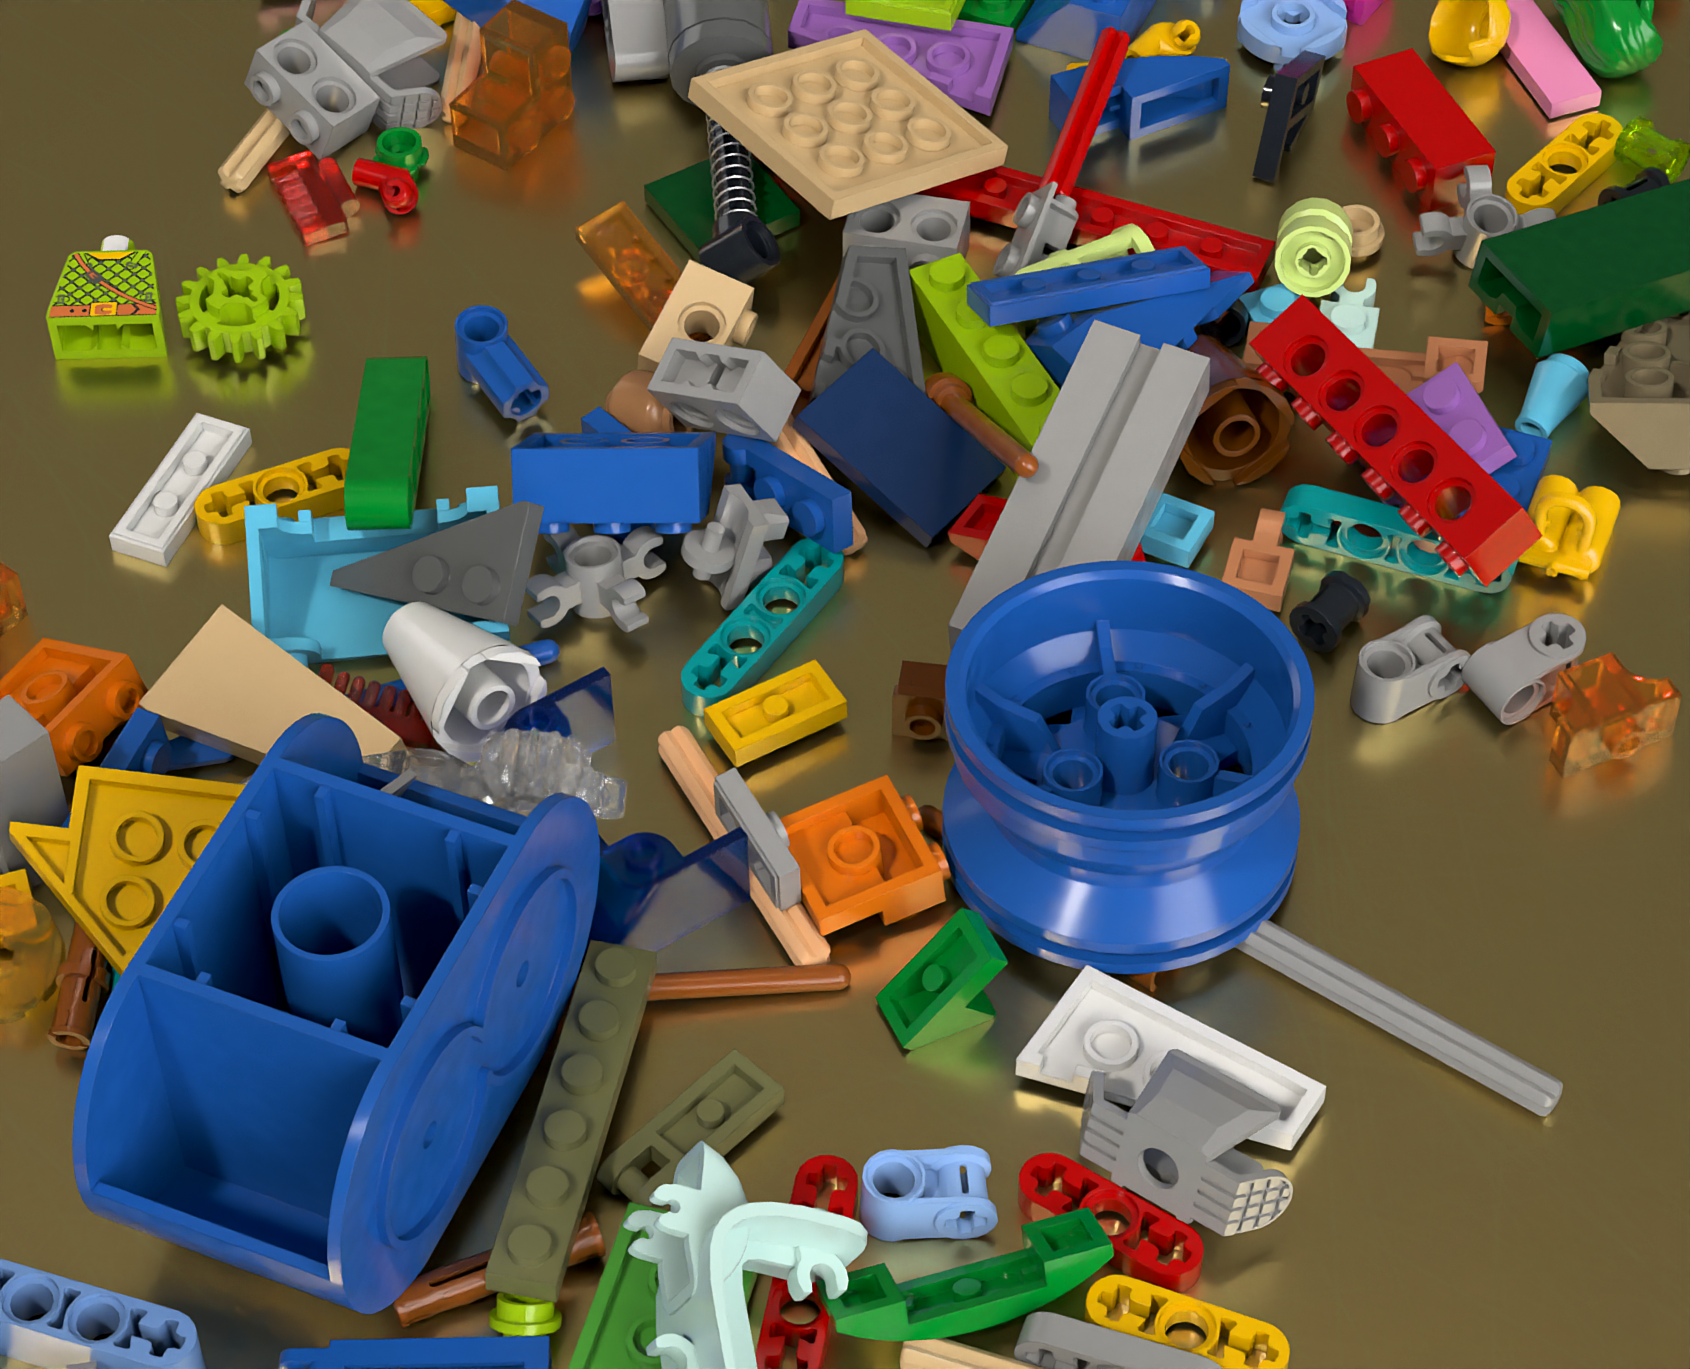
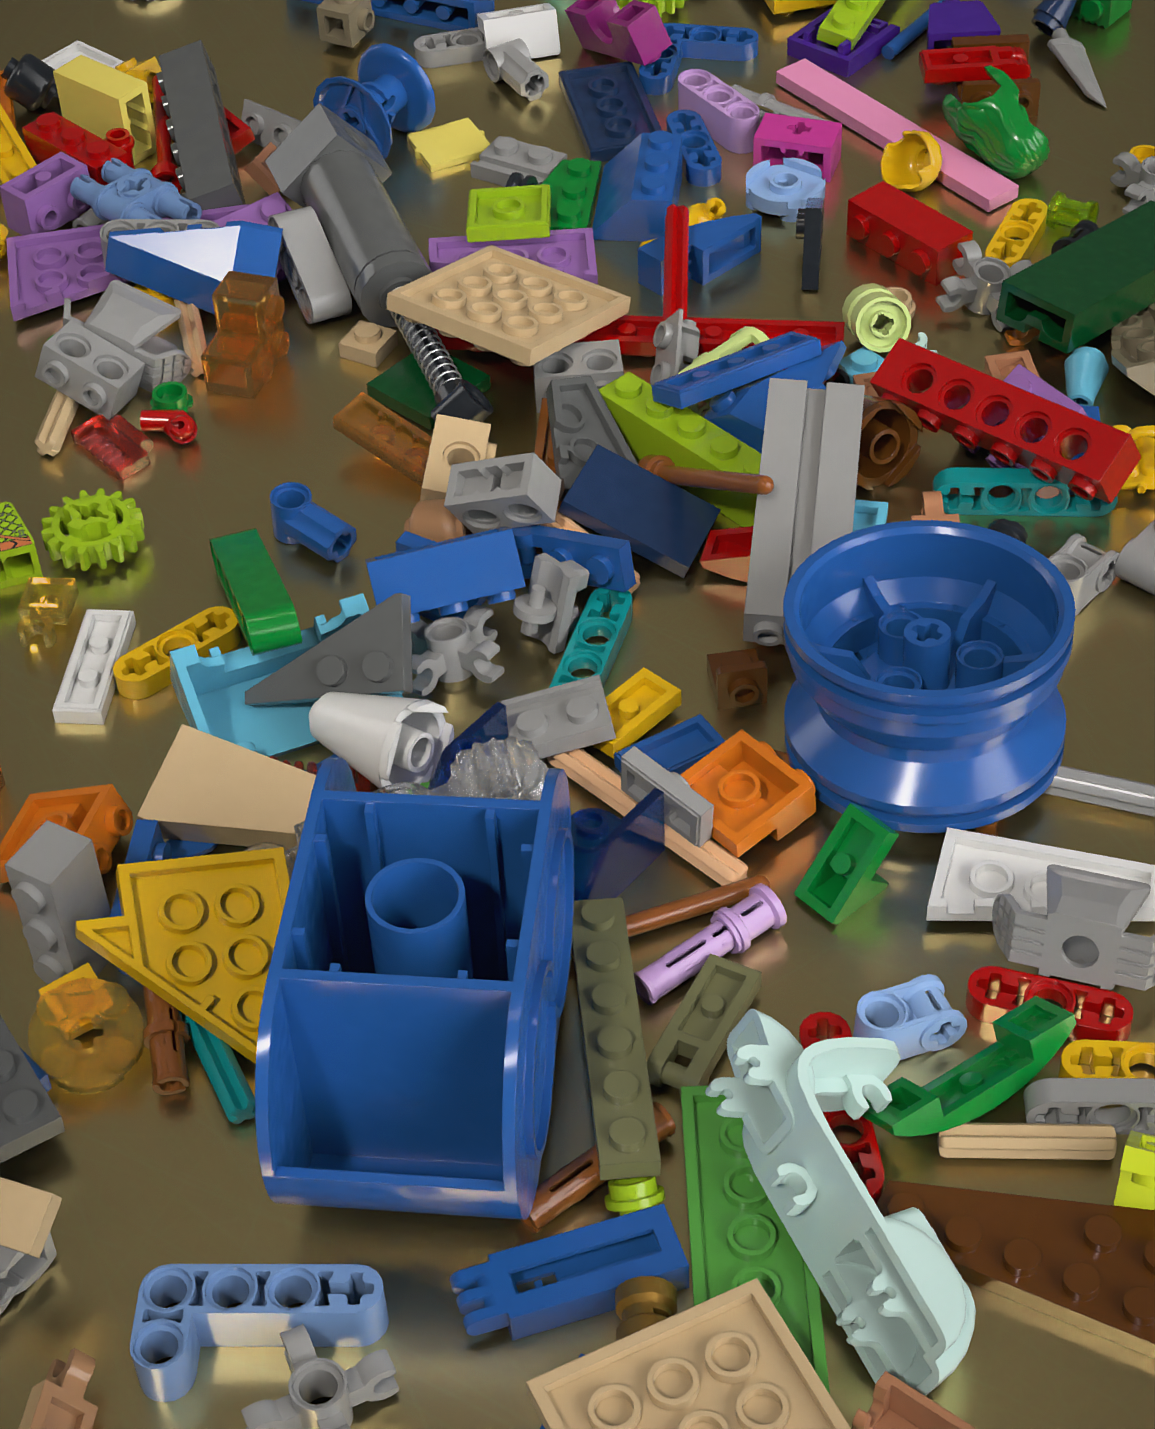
camera: 15 degrees left, 5 degrees down
(148, 395) = (43, 605): none -> clear yellow plate
(671, 127) = (368, 343): none -> tan plate
(681, 703) = (561, 717): none -> light grey plate
(772, 1026) = (729, 932): none -> lavender pin
(806, 775) = (679, 745): none -> blue tile

